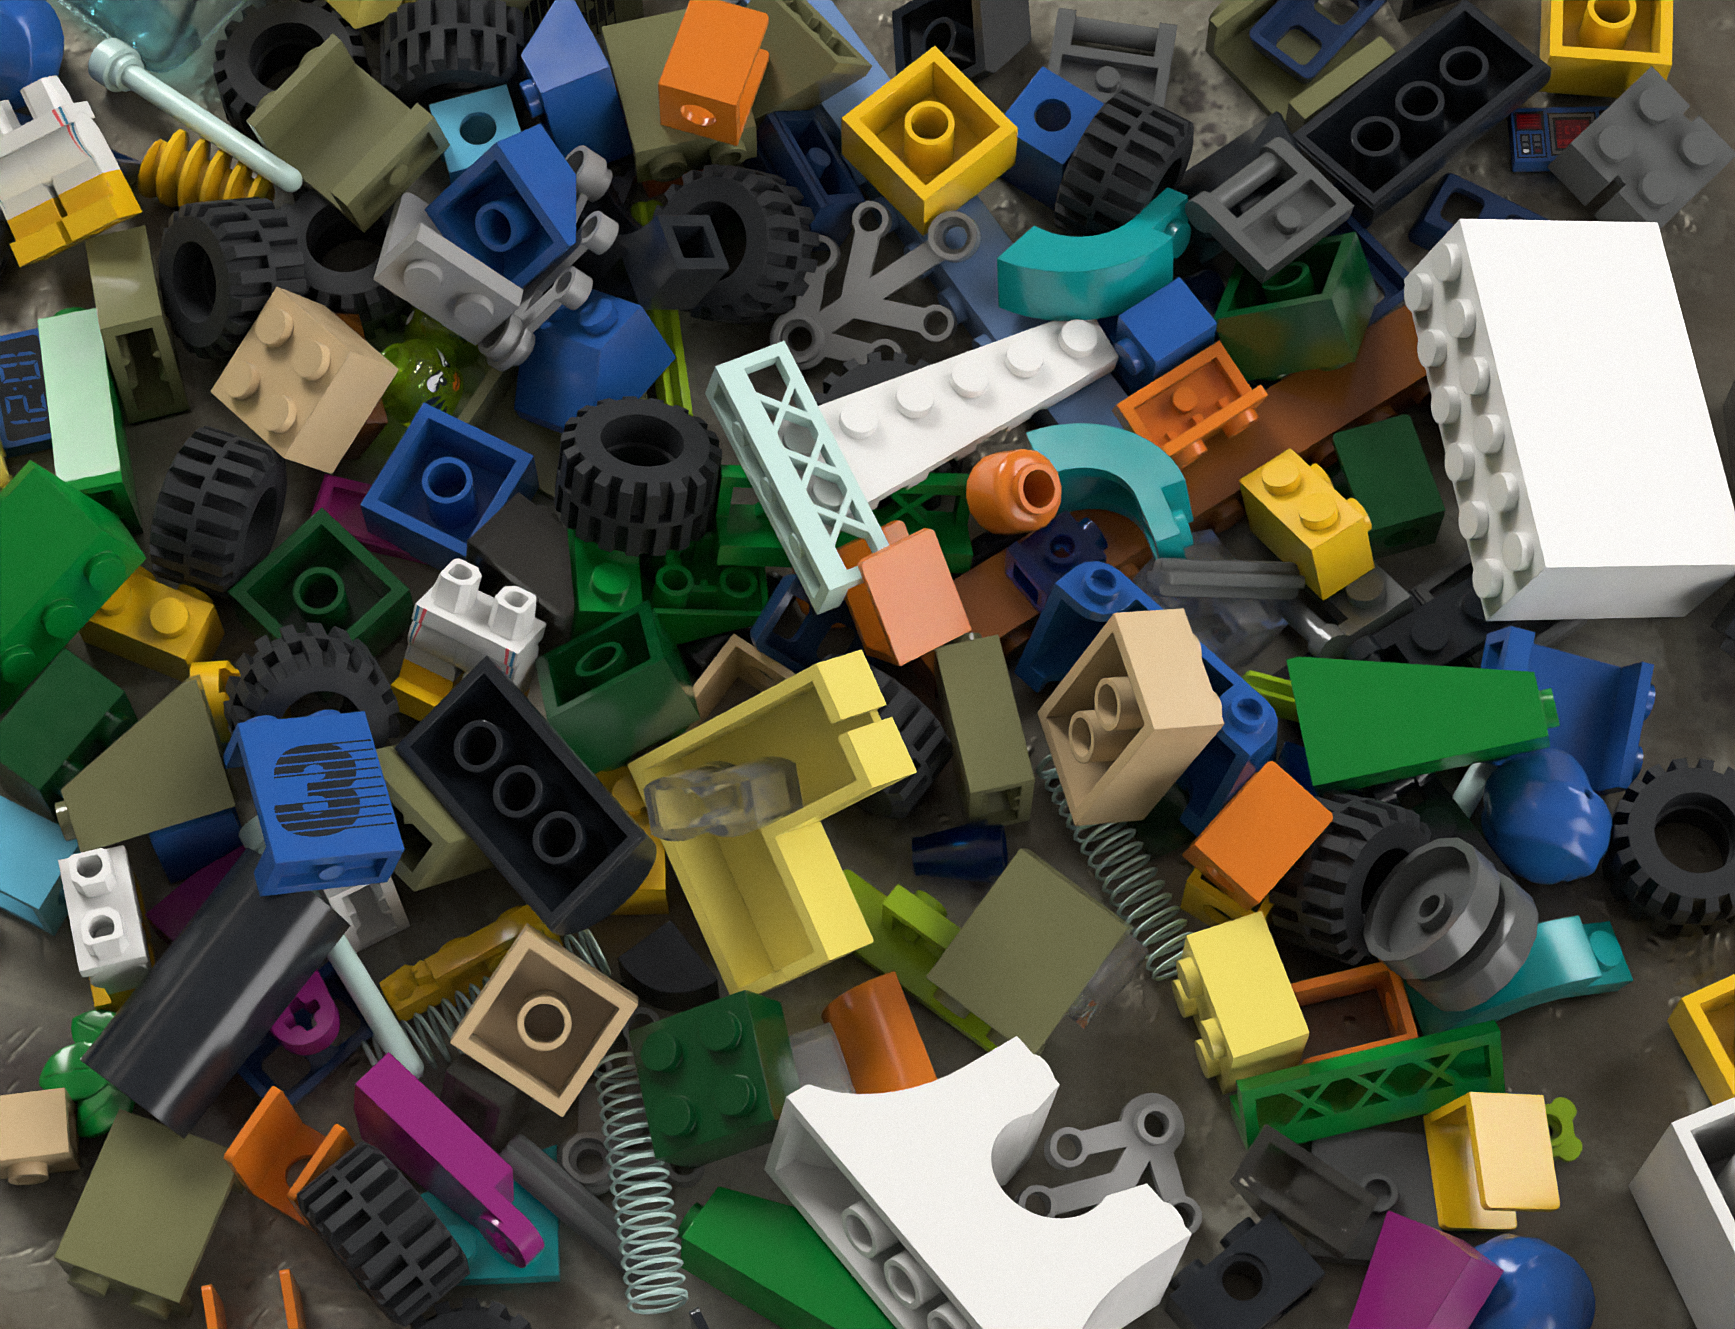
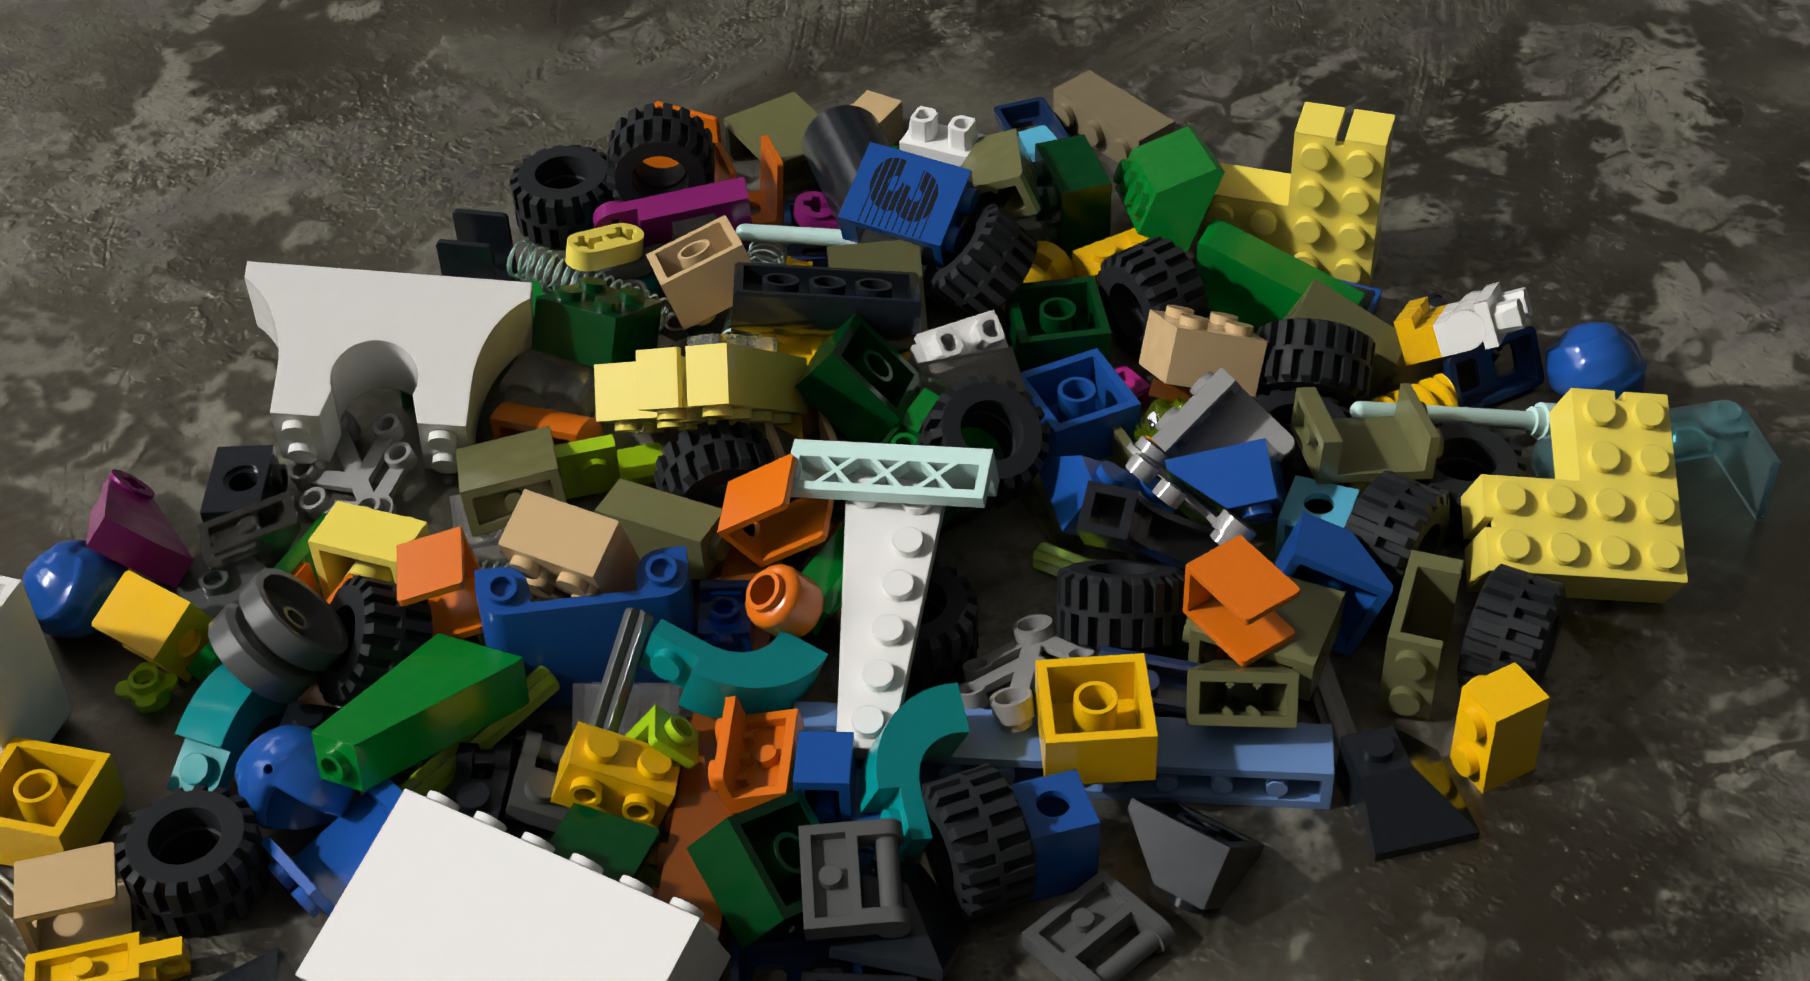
camera: 130 degrees right, 25 degrees down
(580, 1195) = (604, 247): none -> light yellow beam
(1229, 502) = (669, 735): none -> lime bracket

